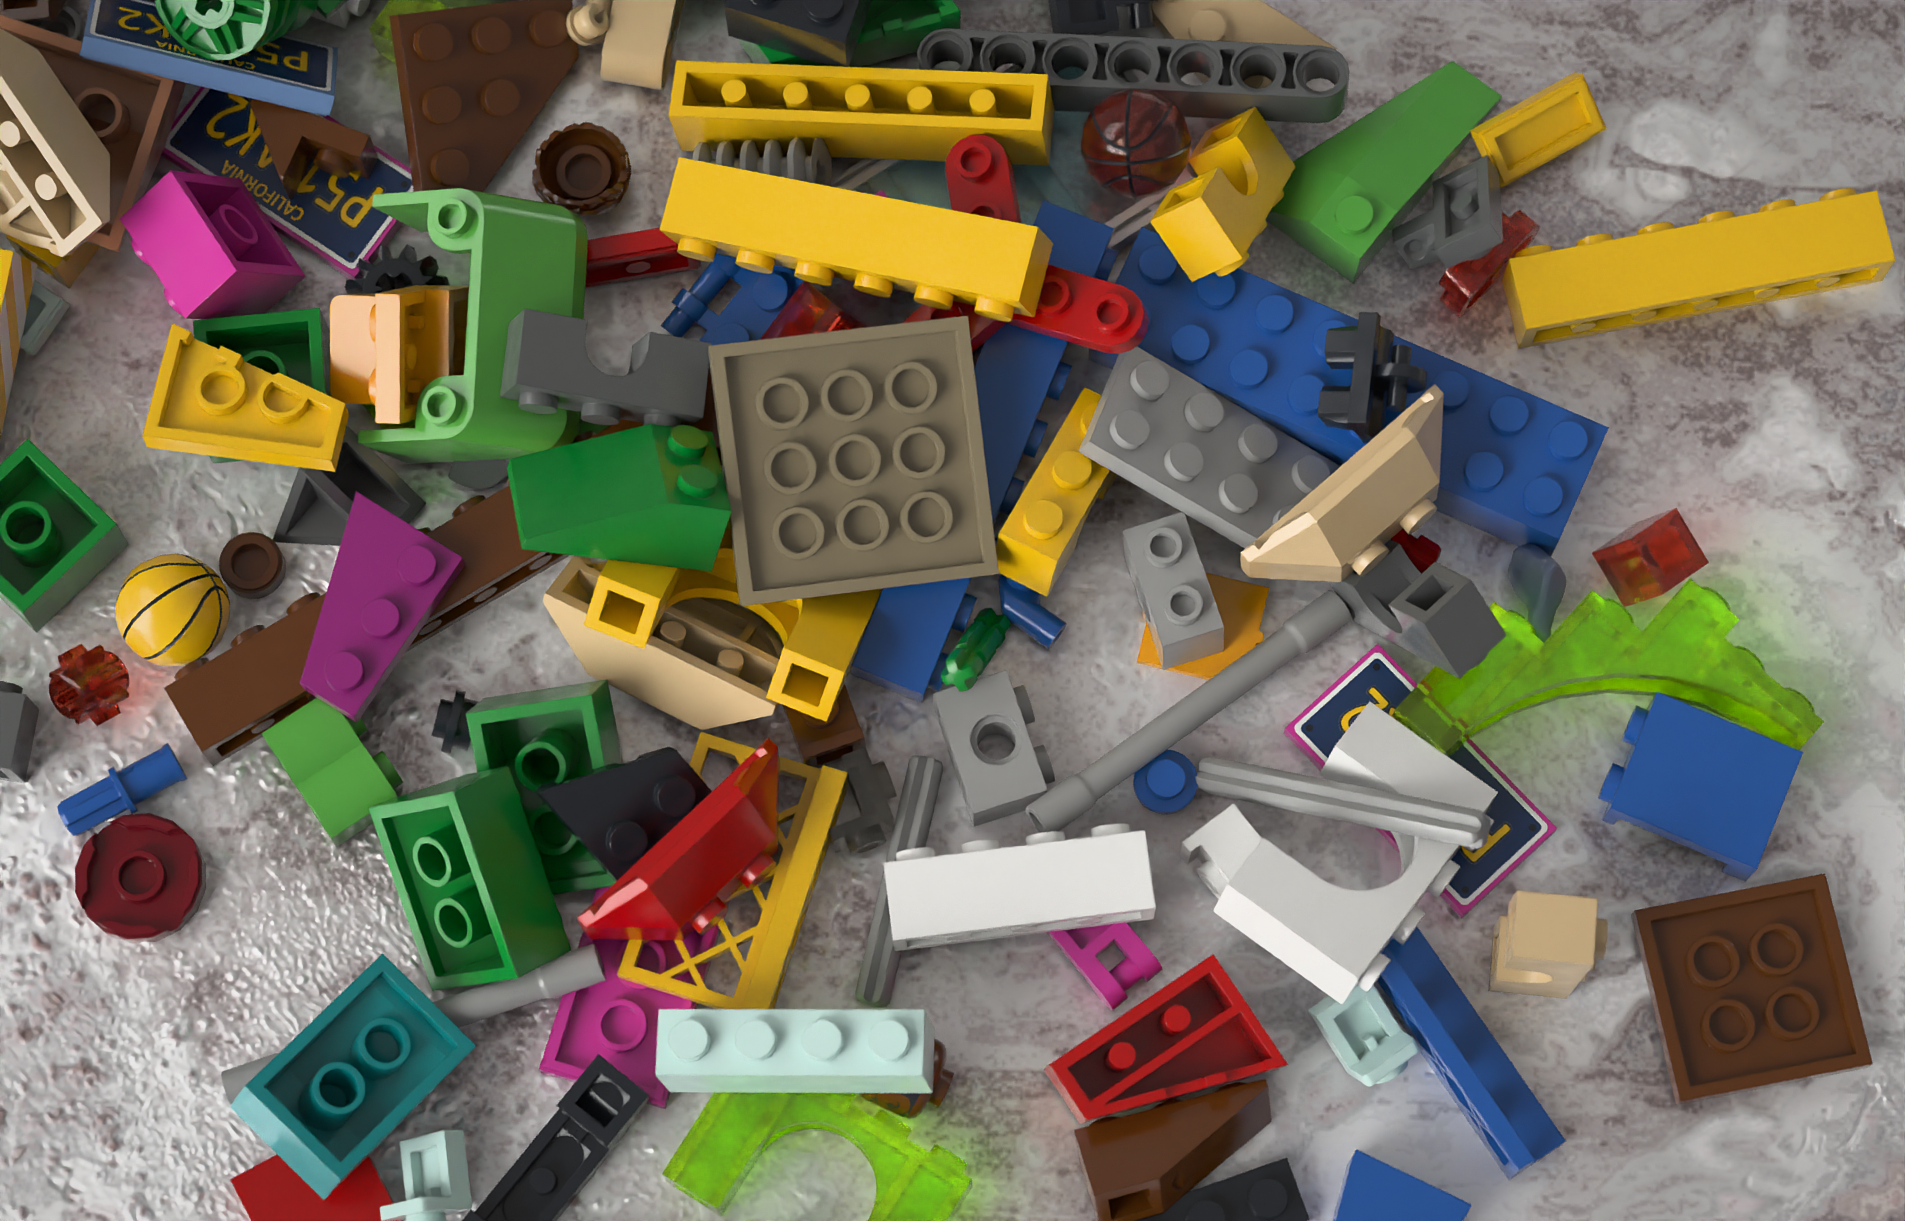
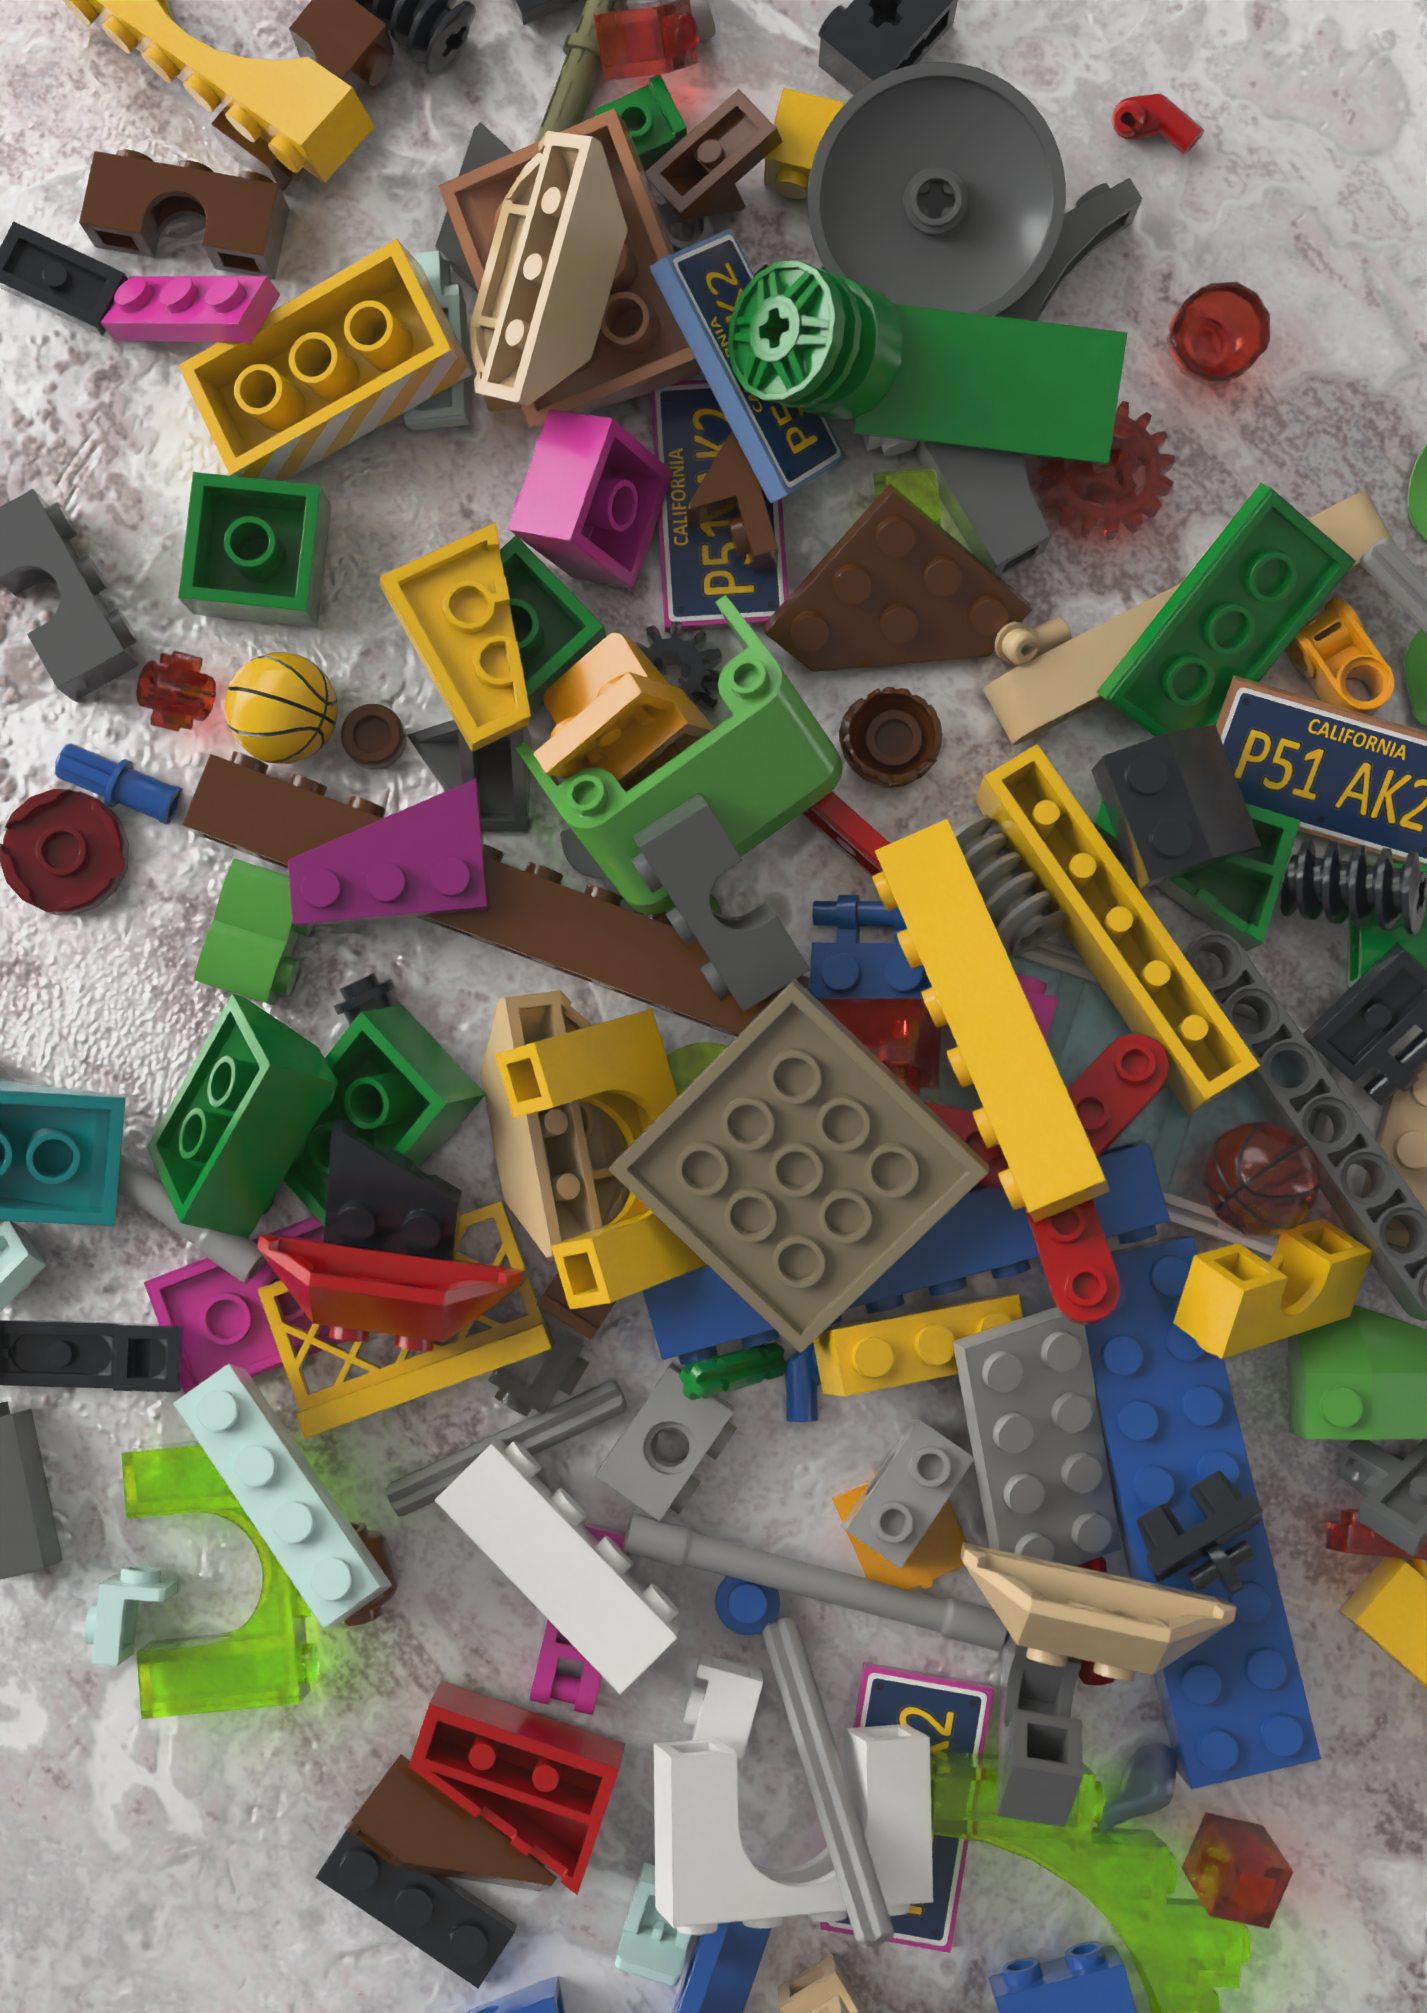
camera: 55 degrees right, 10 degrees up
(625, 497) = (622, 1004): green slope -> none

